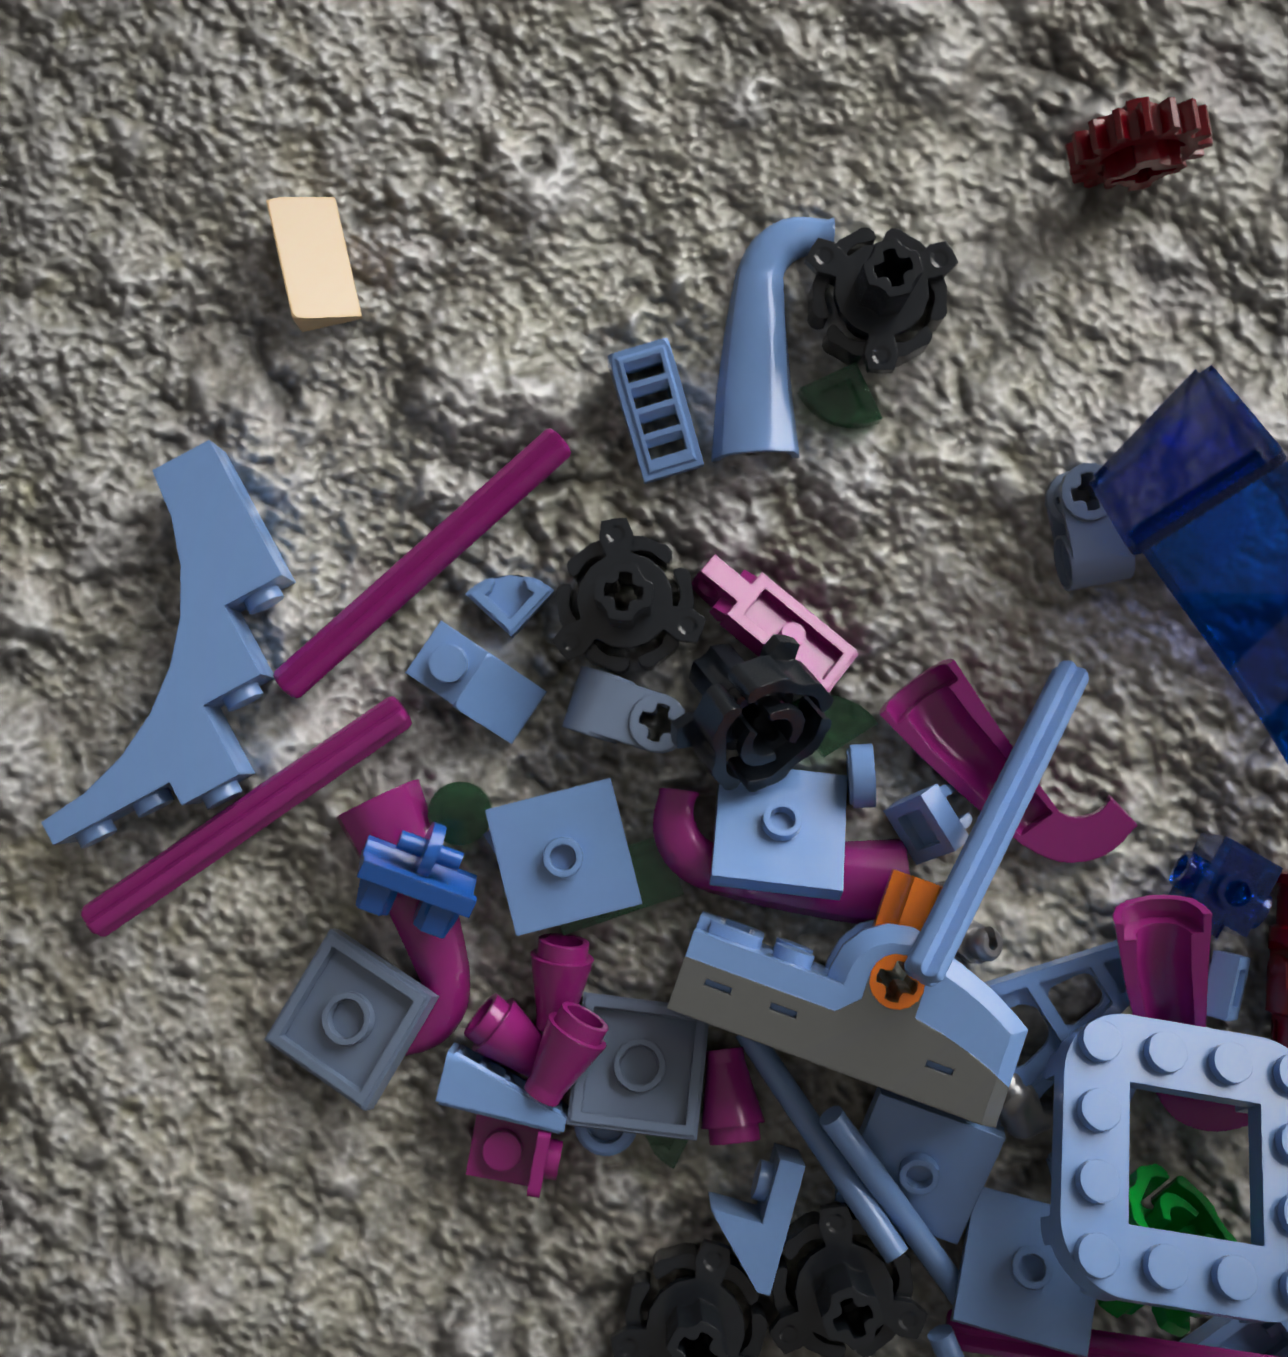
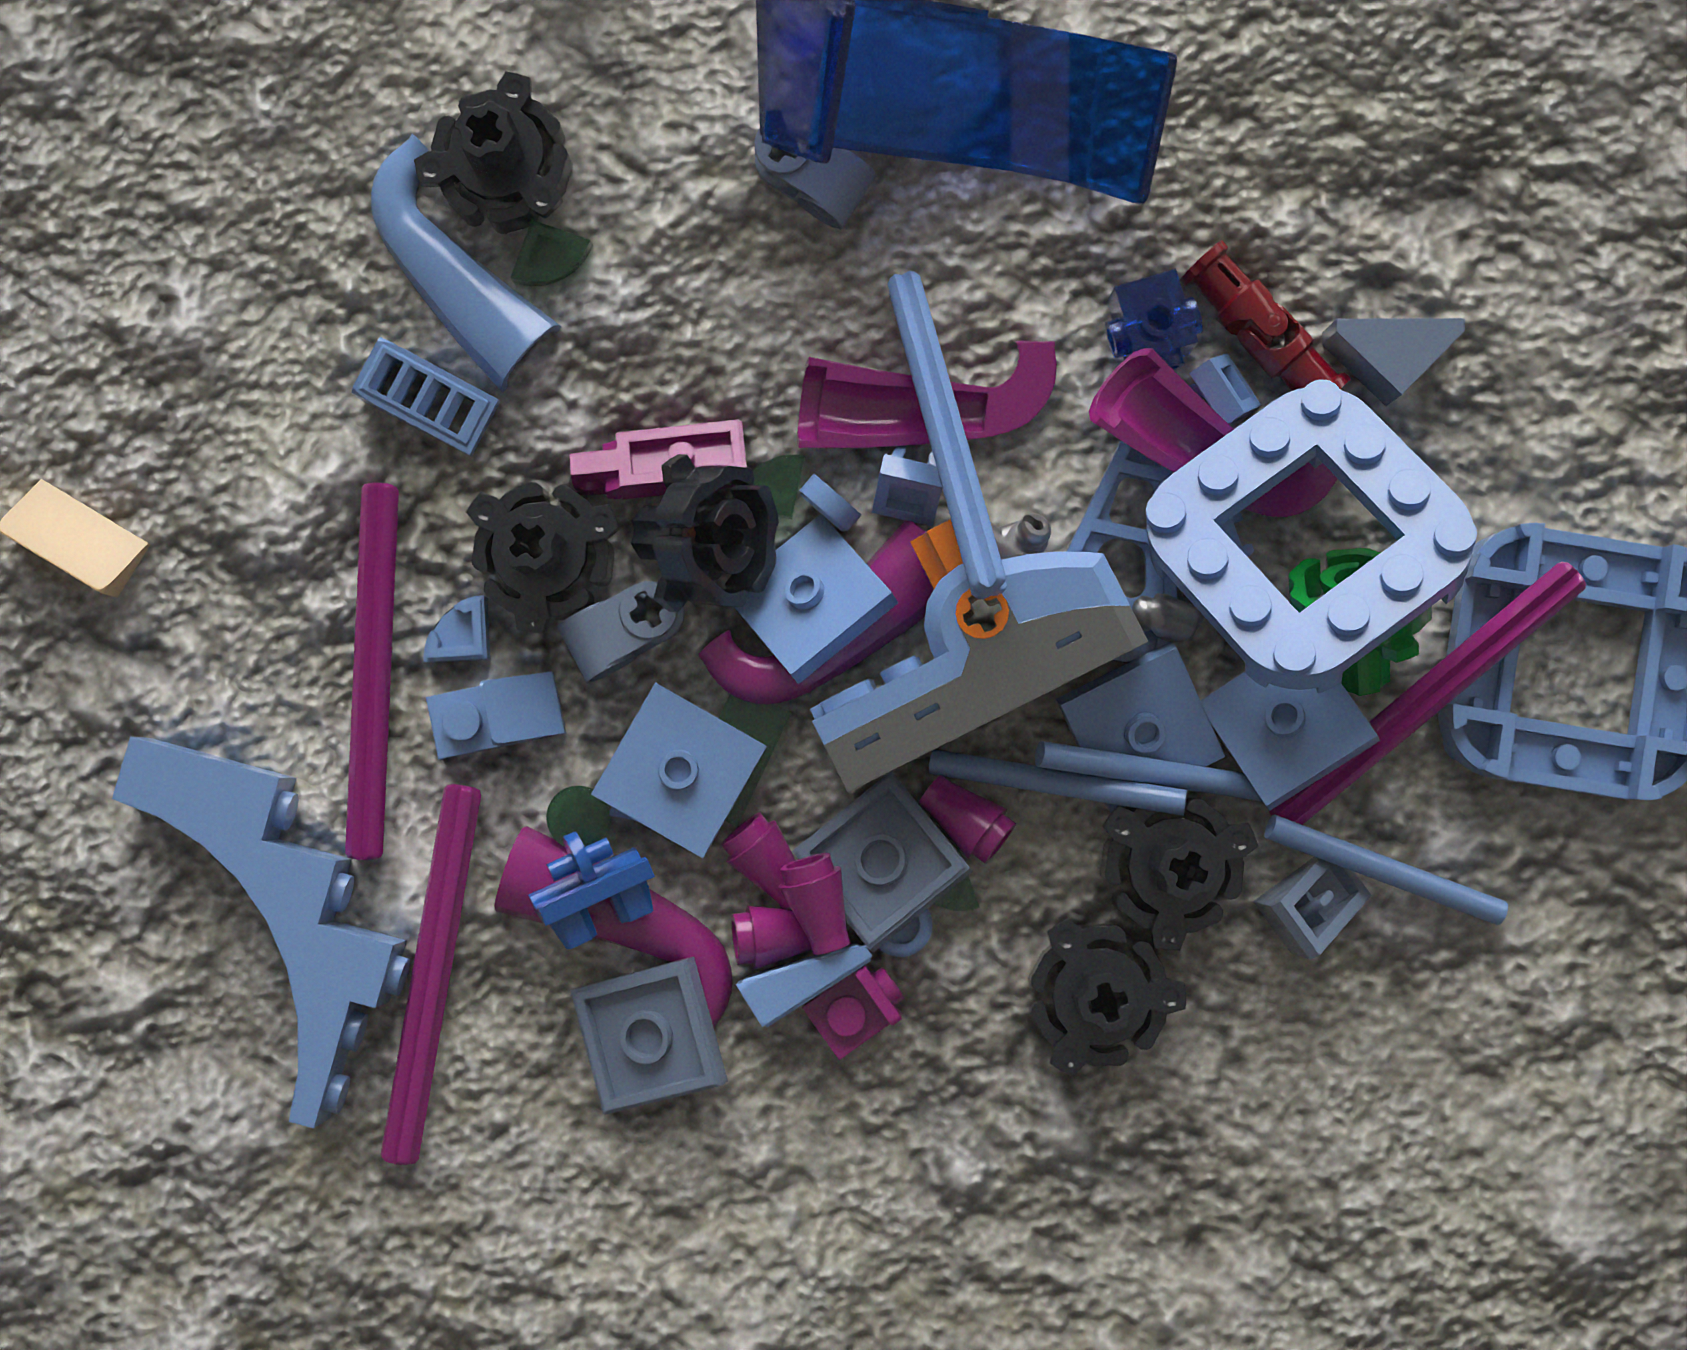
camera: 40 degrees left, 0 degrees up
(760, 1230) = (1082, 888): medium blue slope -> none

